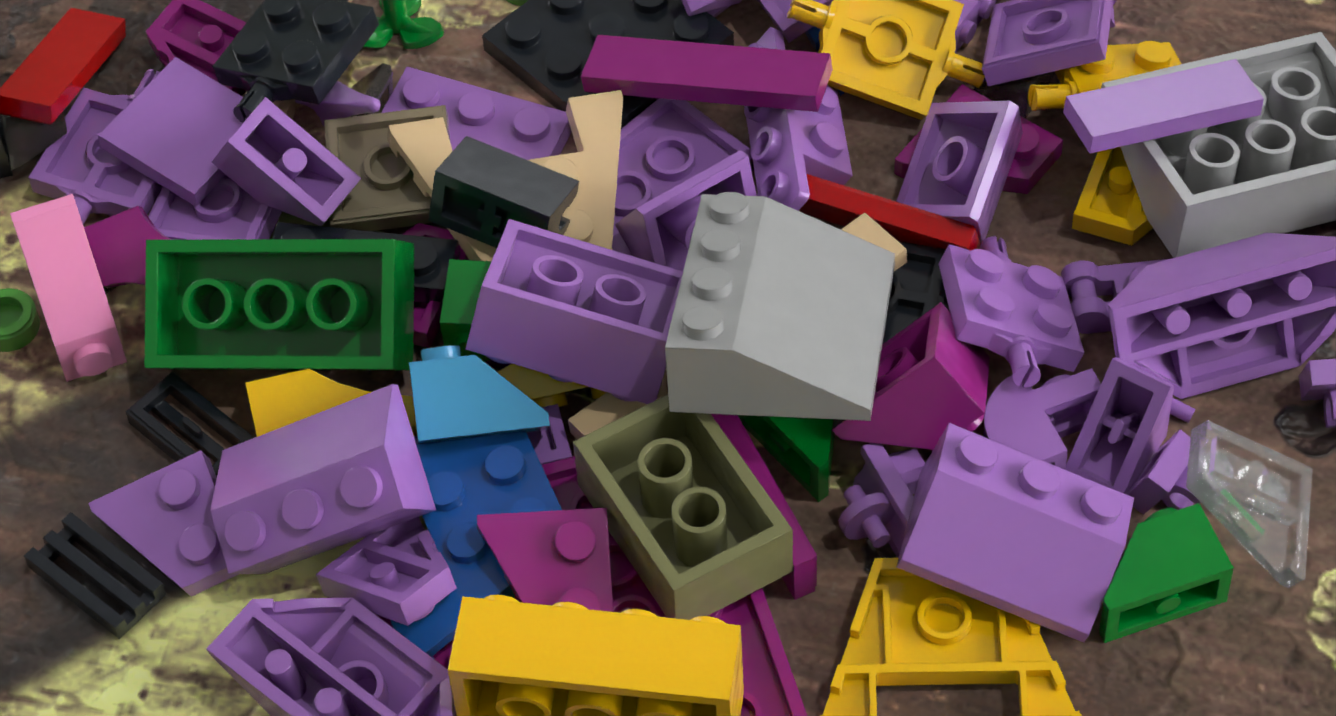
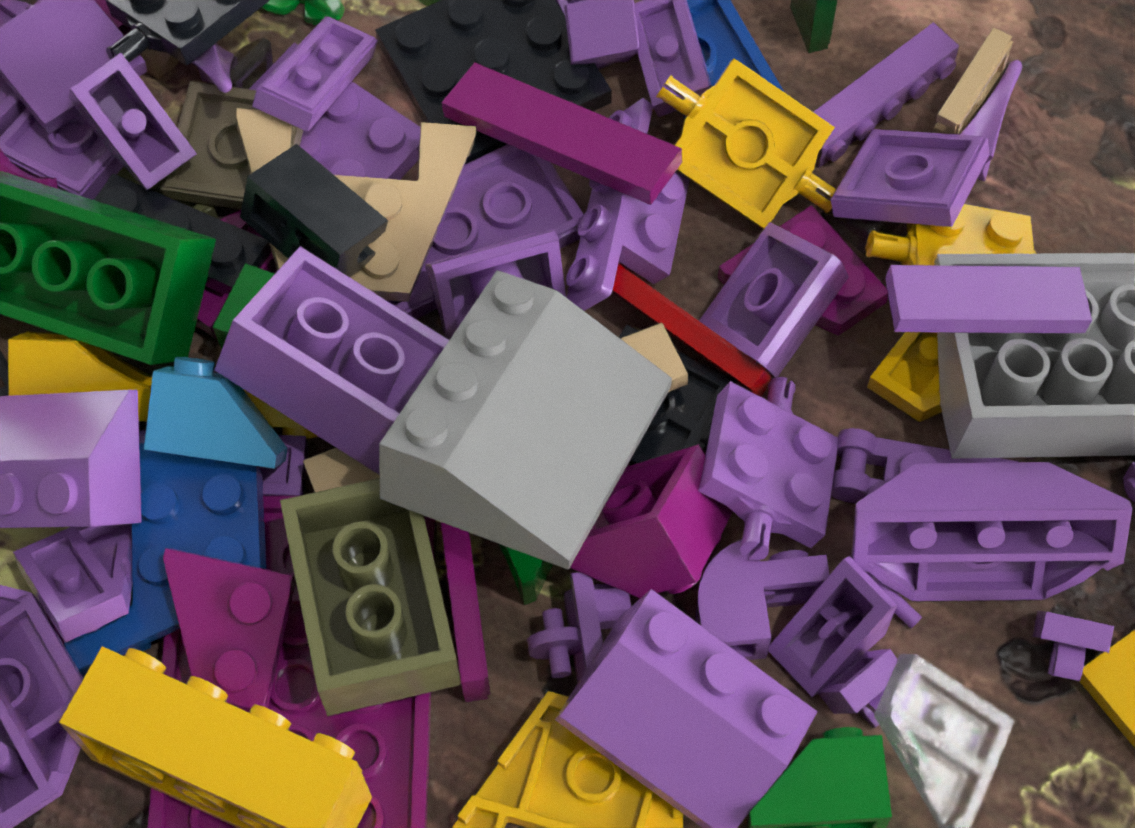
camera: 15 degrees right, 10 degrees up
(446, 81) = (315, 73): none -> medium lavender tile

